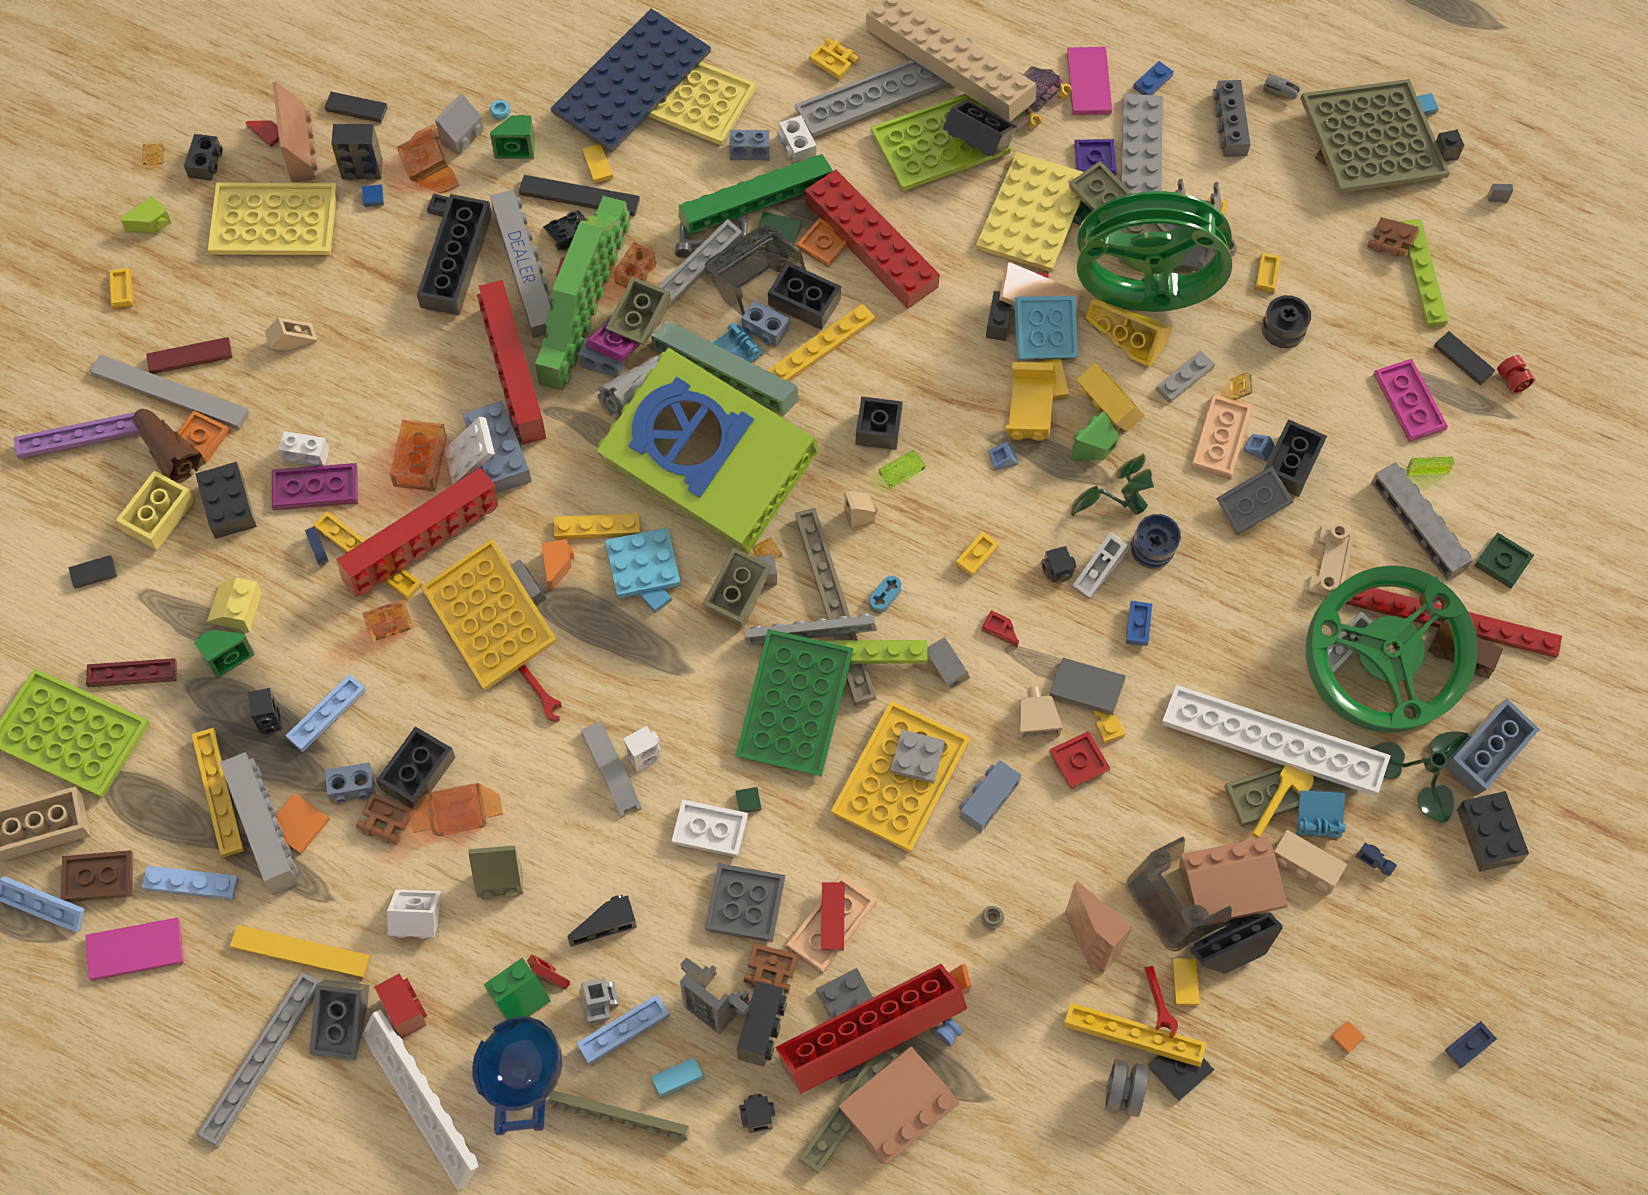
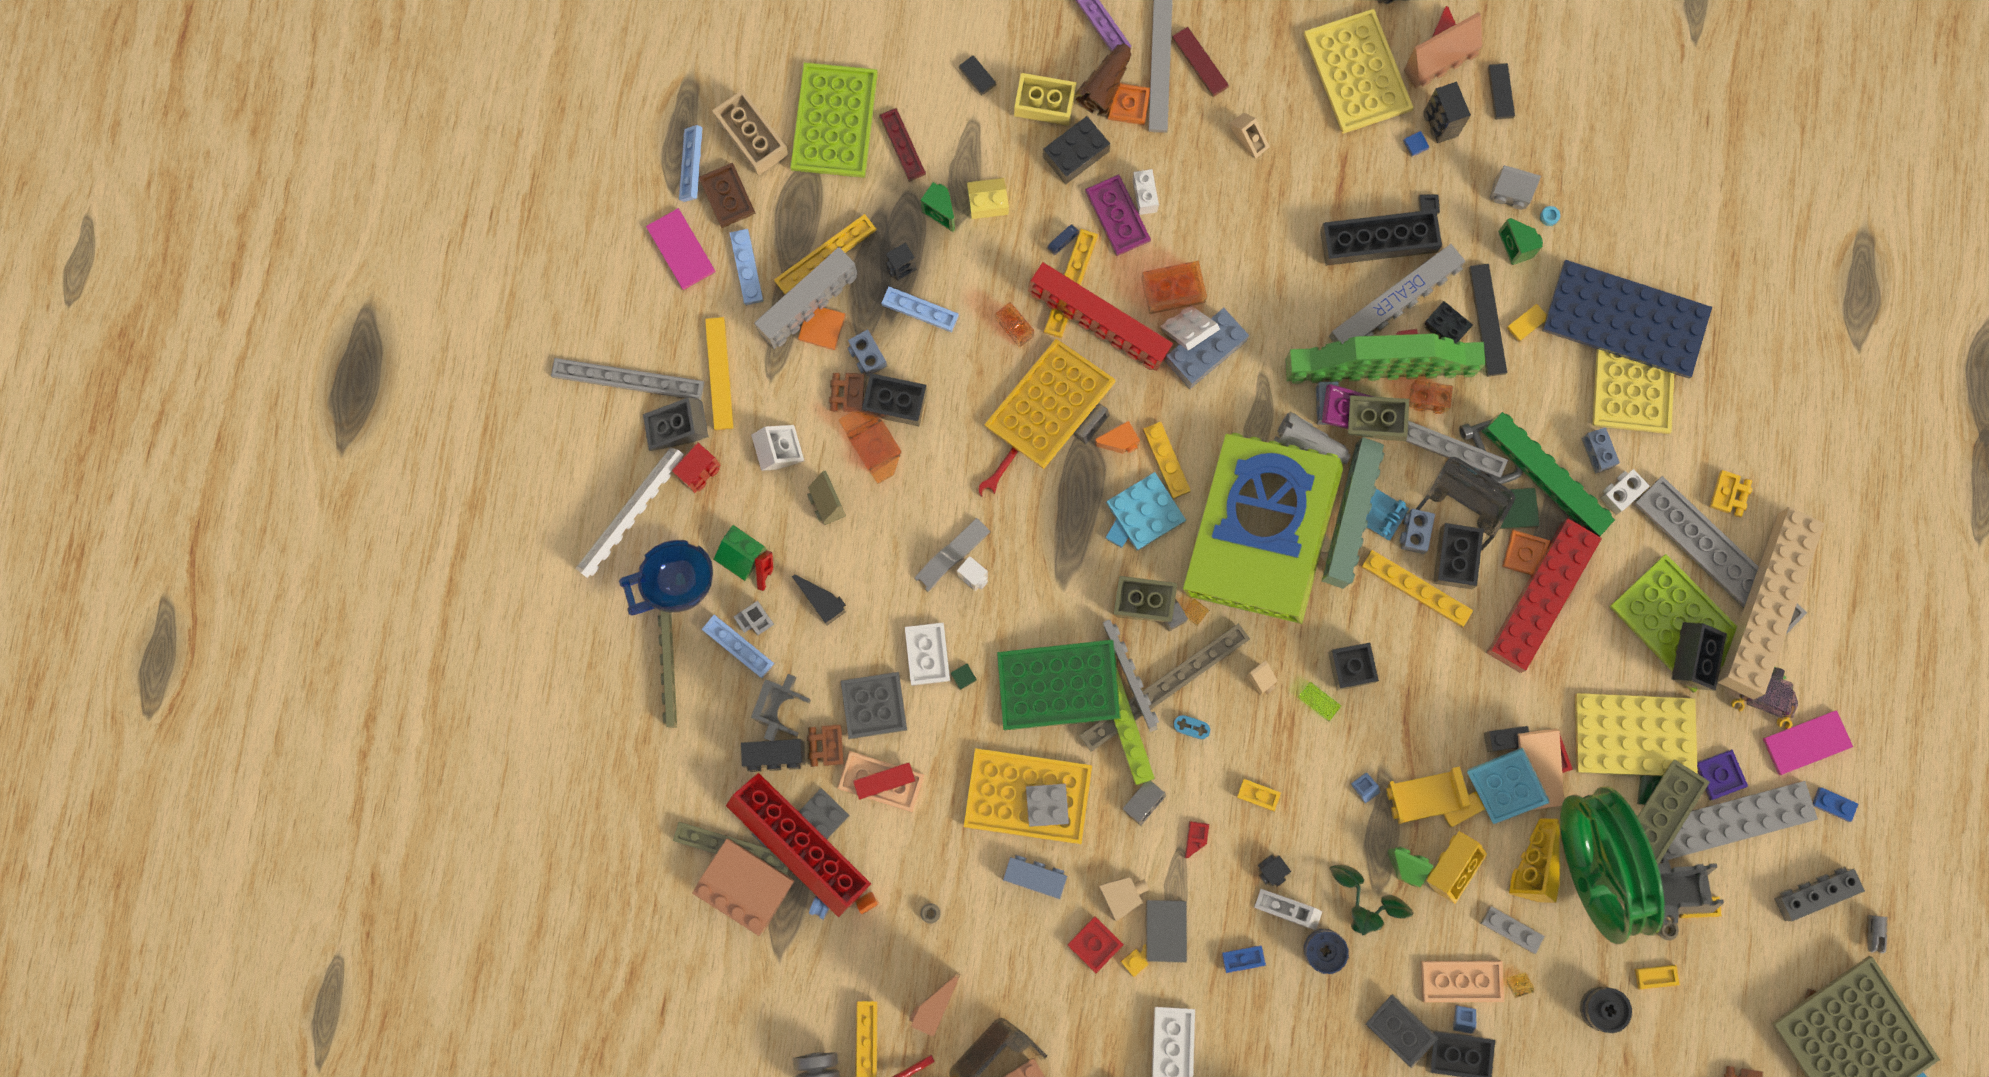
camera: 75 degrees right, 15 degrees up
(426, 161) = (1467, 172): clear orange piece -> none
(510, 362) = (1291, 328): red brick -> none
(677, 1077) = (714, 702): medium azure slope -> none
(757, 1113) = (704, 776): black brick -> none

